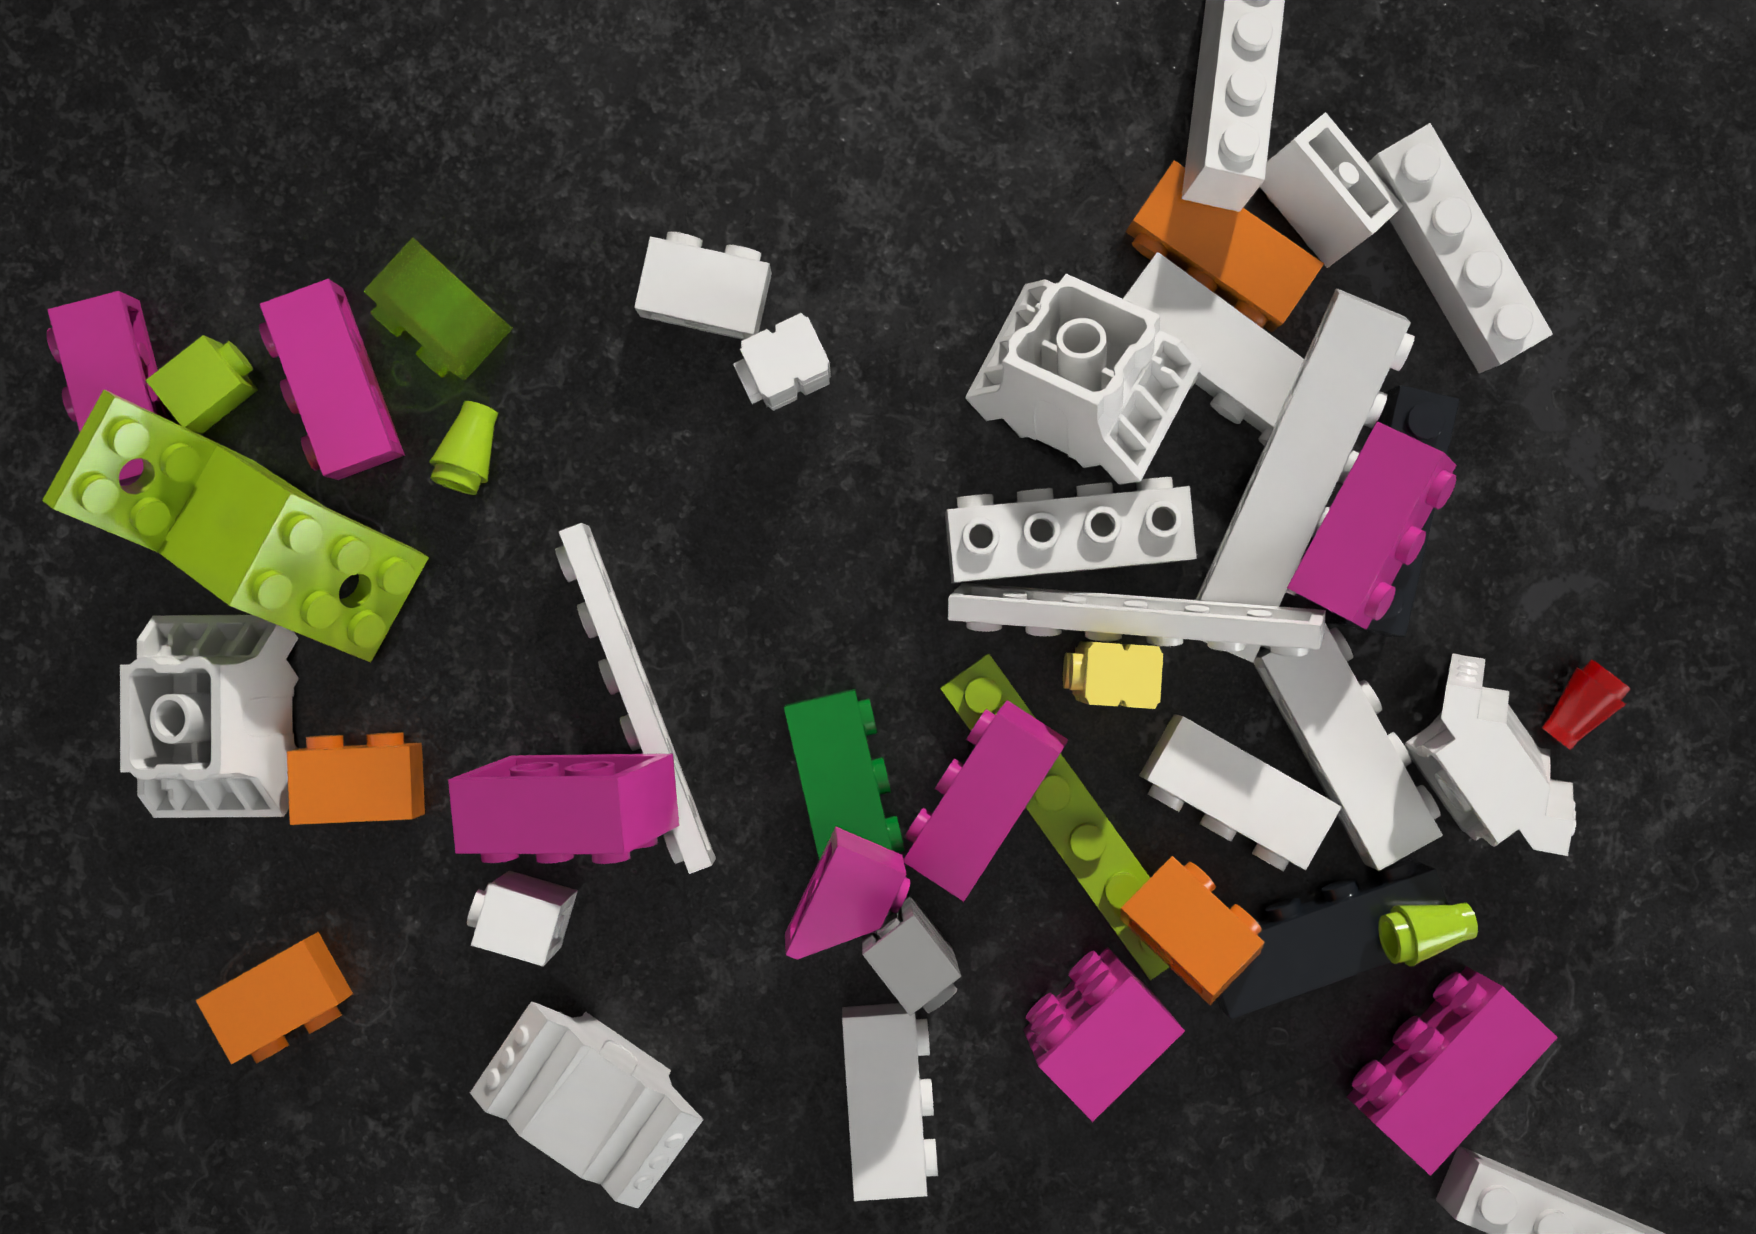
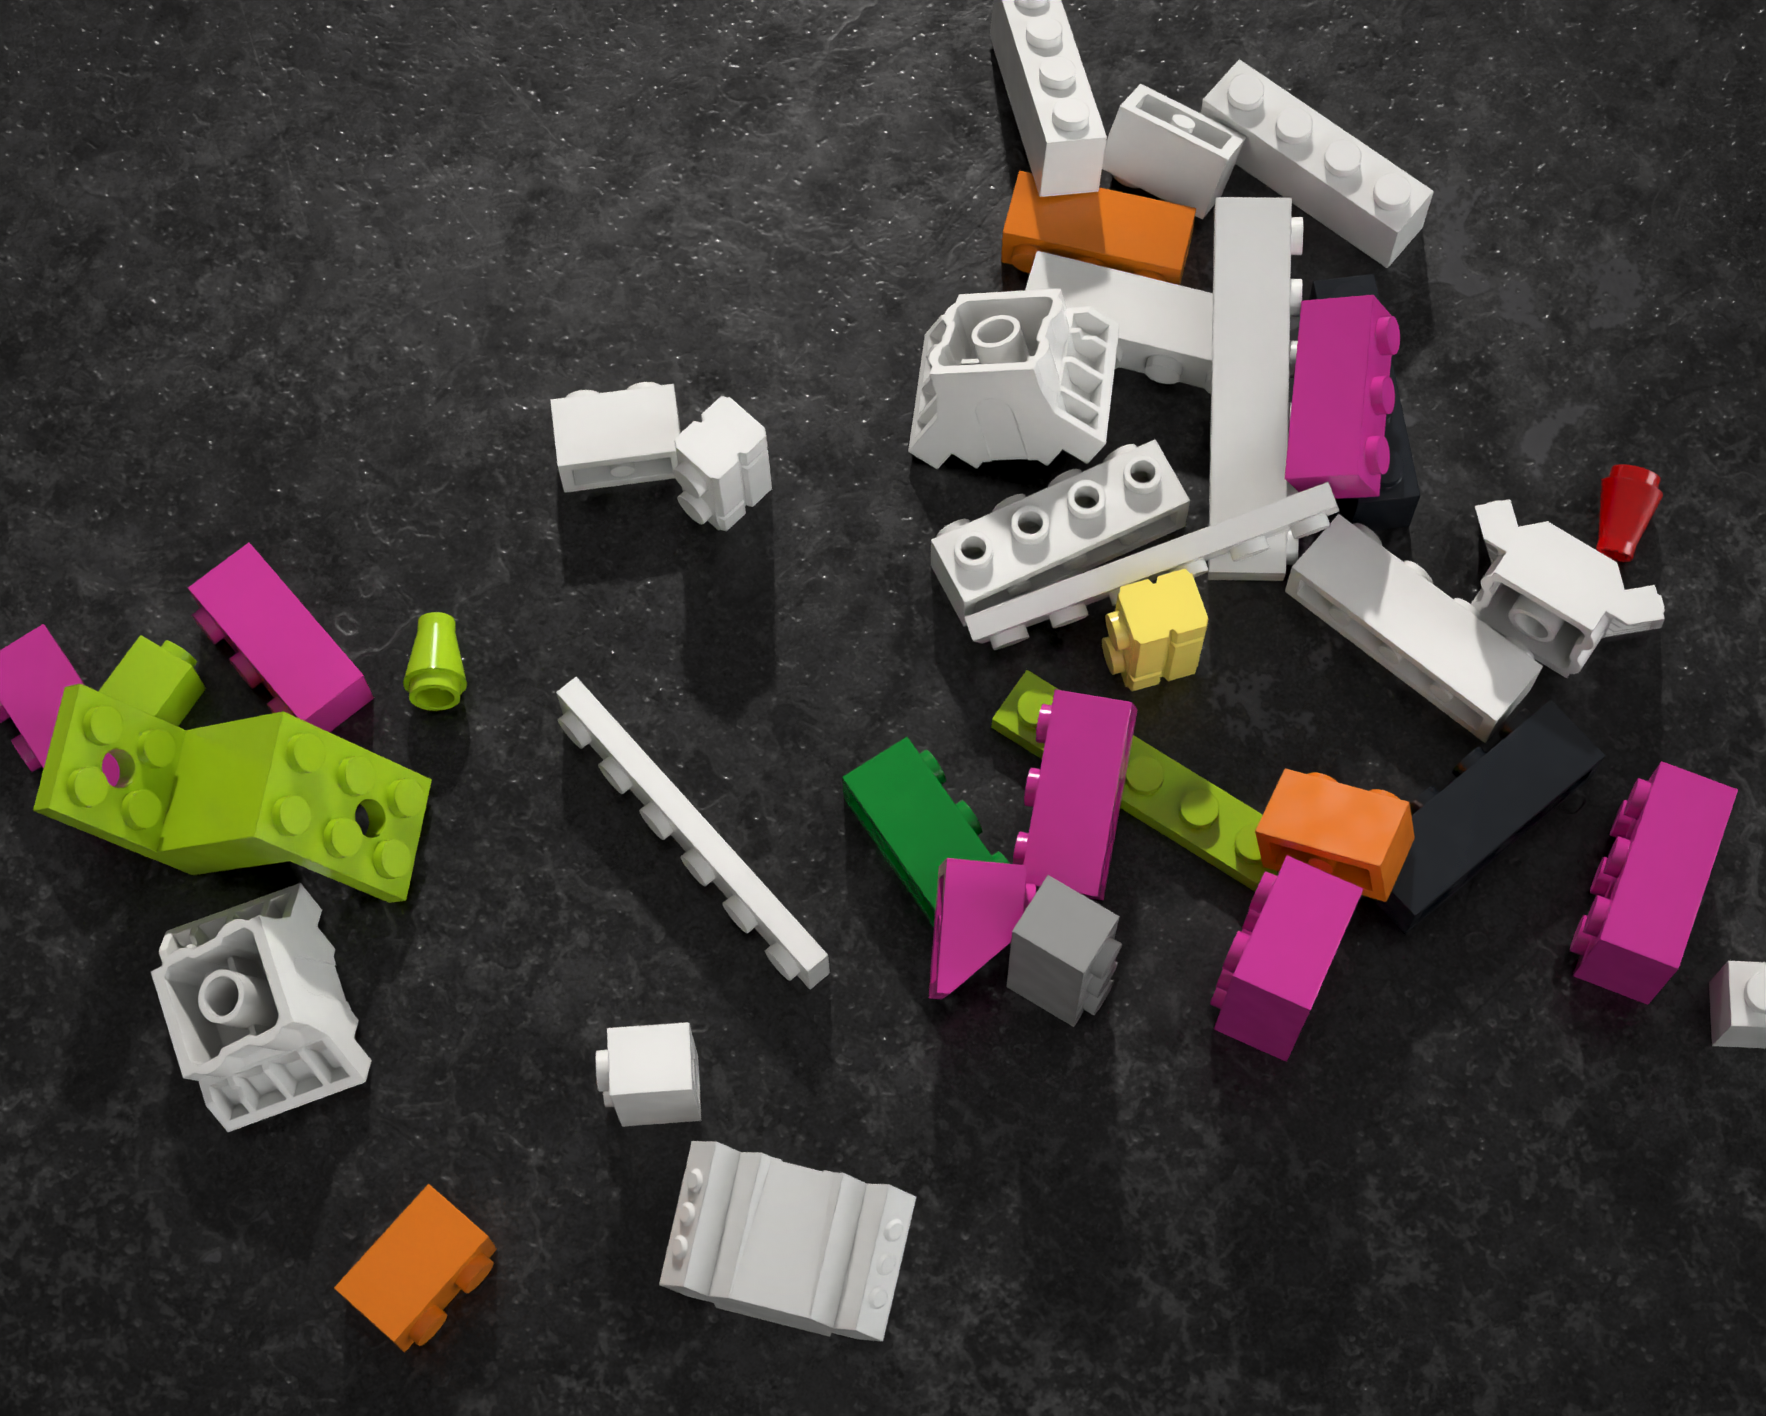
camera: 15 degrees left, 20 degrees down
(355, 782) = (429, 1016): orange brick -> none
(437, 310) = (364, 545): clear neon green brick -> none
(564, 806) = (656, 935): dark pink brick -> none
(887, 1102) = (1102, 1139): white brick -> none
(1238, 794) = (1328, 709): white brick -> none
(1422, 931) = (1562, 752): lime cone -> none

